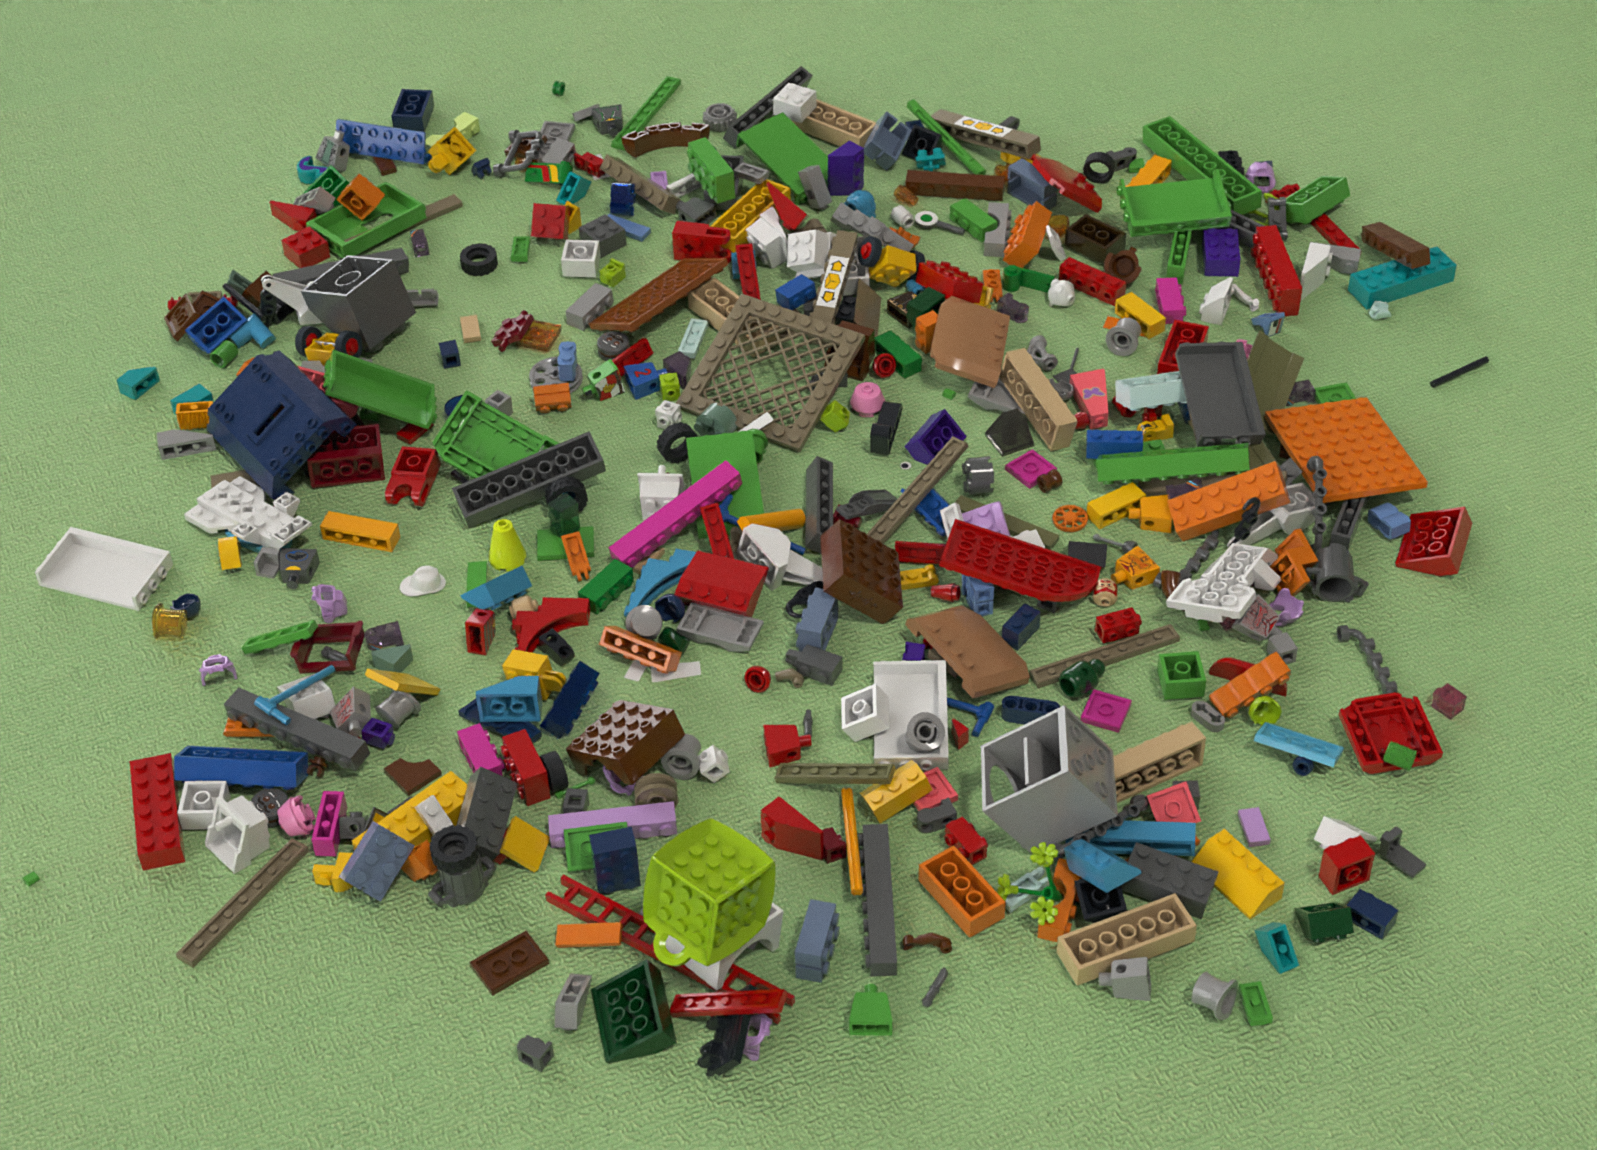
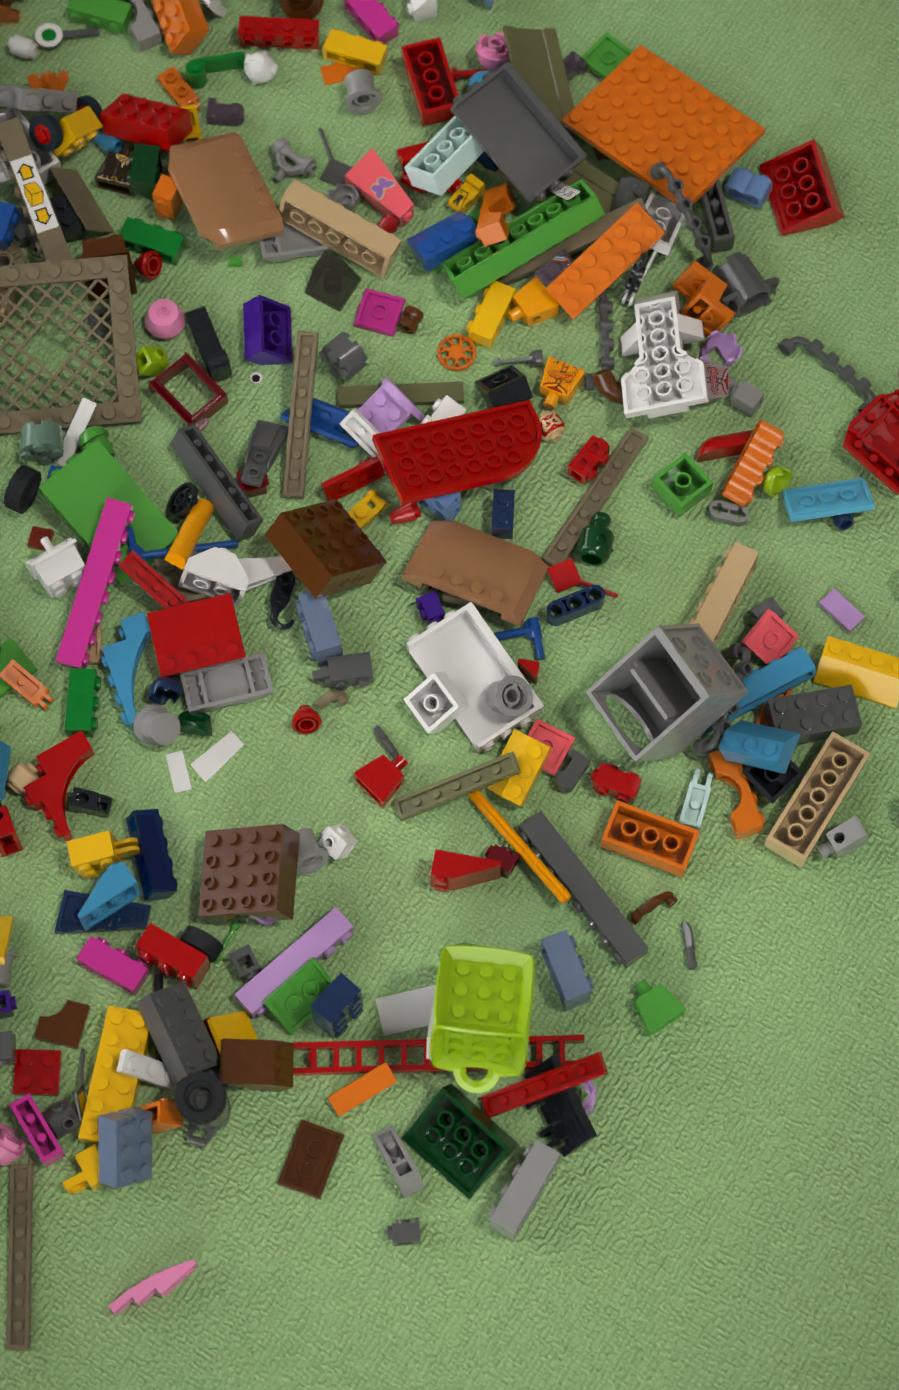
camera: 35 degrees left, 25 degrees up
(323, 975) = (161, 1282): none -> bright pink slope
(367, 792) = (37, 1072): none -> red plate
(522, 867) = (257, 1064): none -> reddish brown slope
(640, 648) = (174, 757): orange brick -> none
(651, 1073) = (523, 1192): none -> light grey brick
(655, 789) = (314, 908): dark tan wheel -> none
(789, 503) = (182, 502): none -> black wheel
(851, 463) = (201, 417): none -> dark red piece
(1038, 687) = (565, 575): none -> red piece
(1042, 909) = (717, 775): lime plant -> none
(1106, 711) = (637, 561): dark pink tile -> none
(1164, 440) = (491, 223): none -> orange arch

